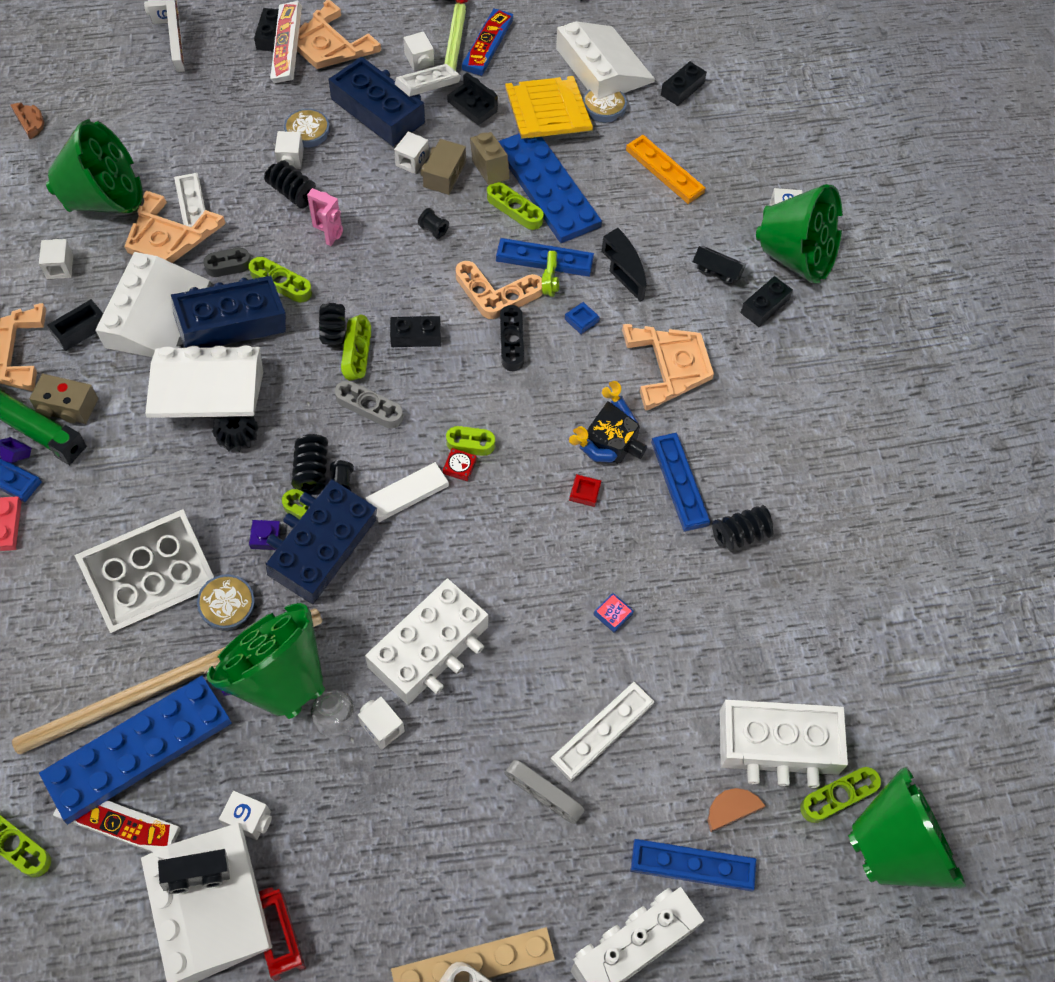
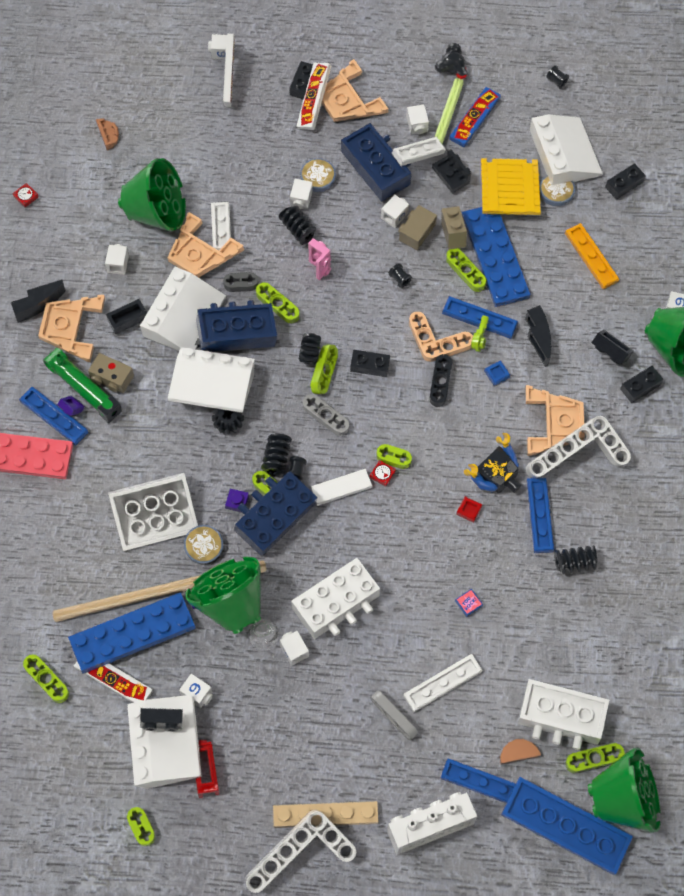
camera: 15 degrees right, 5 degrees up
(706, 381) = (576, 444): none -> white beam
(831, 904) = (567, 826): none -> blue plate

